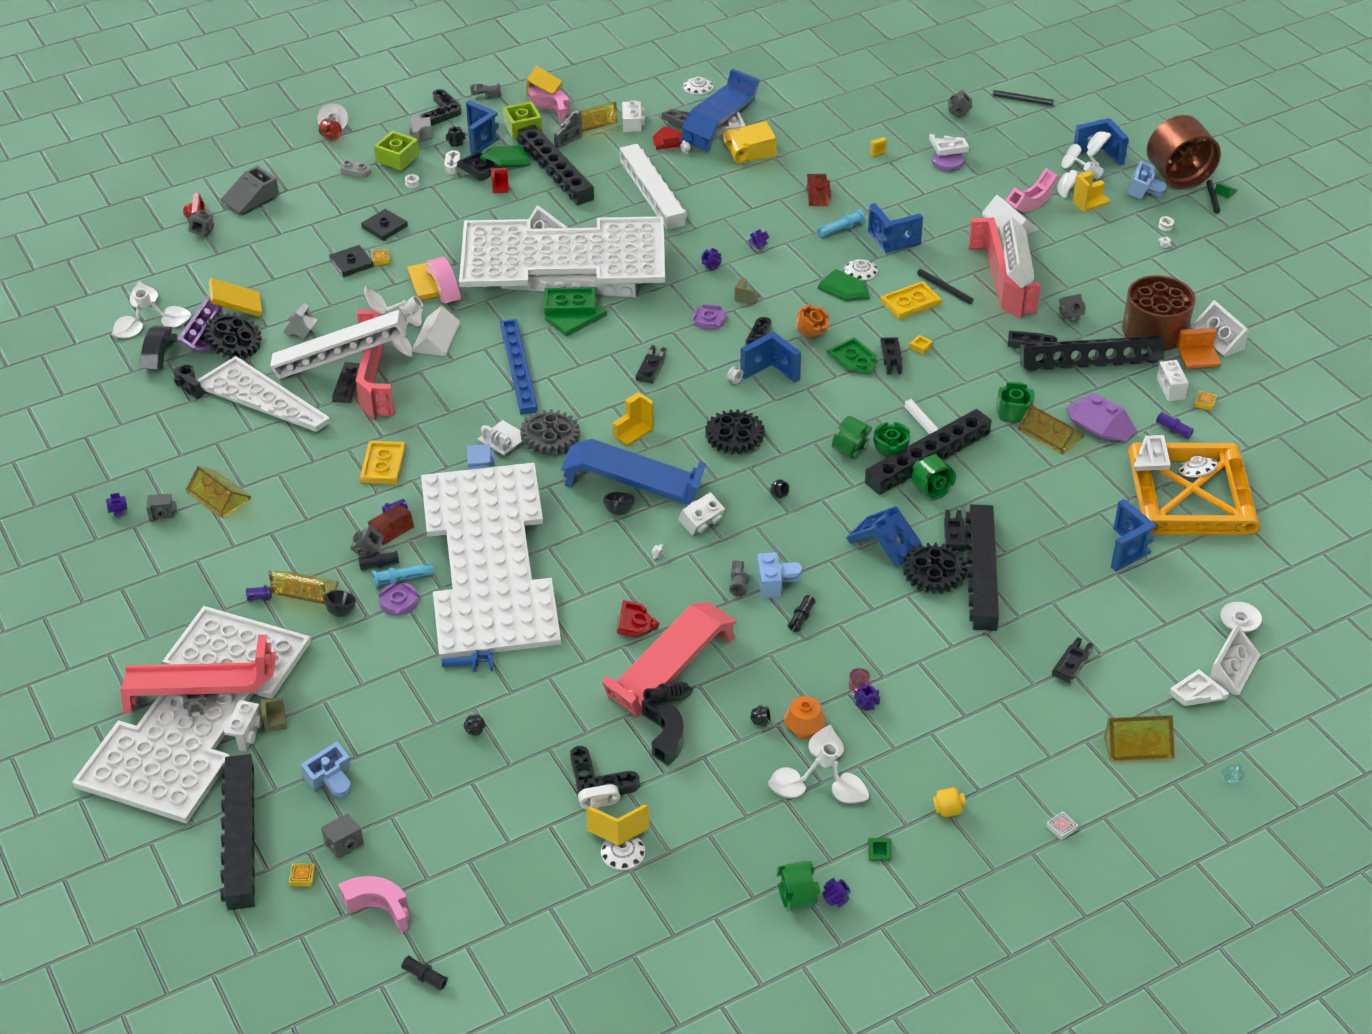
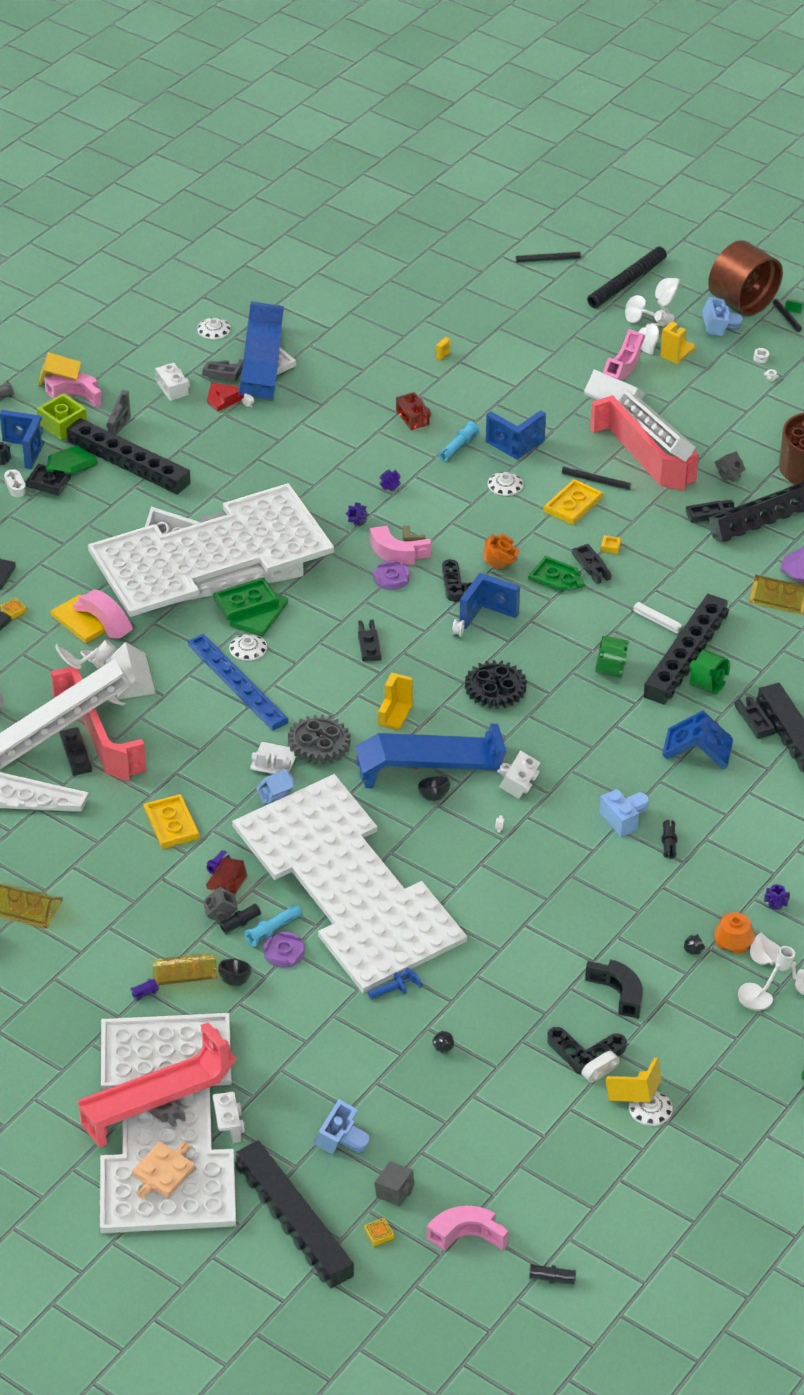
camera: 25 degrees left, 0 degrees up
(155, 751) = (163, 1170): none -> light nougat plate
(273, 714) = (248, 1099): olive panel -> none
(499, 180) = (81, 490): red panel -> none
(548, 341) = (248, 647): none -> white dish
(599, 116) = (138, 391): clear yellow slope -> none
(635, 620) = (521, 896): red plate -> none
(652, 186) = (243, 451): white brick -> none
(668, 692) = (601, 951): black hinge -> none
(670, 654) = (582, 918): coral panel -> none
(728, 299) = (395, 550): none -> bright pink arch
(739, 579) = (592, 824): dark grey connector -> none
(751, 142) = (314, 377): yellow piece -> none
(779, 488) = (573, 727): black plate -> none
(844, 286) = (501, 505): green tile -> none
(858, 677) = (758, 883): clear pink wheel -> none
(891, 438) = (649, 646): green cylinder -> none
(934, 568) = (760, 758): black gear -> none
(948, 162) = (517, 344): medium lavender tile -> none
(949, 145) = (512, 328): white wing -> none
(959, 104) = (495, 280): dark grey brick -> none
(1014, 401) = (736, 576): green brick -> none
(1068, 133) = (626, 277): none -> black piece
(1116, 144) = (646, 280): blue bracket -> none

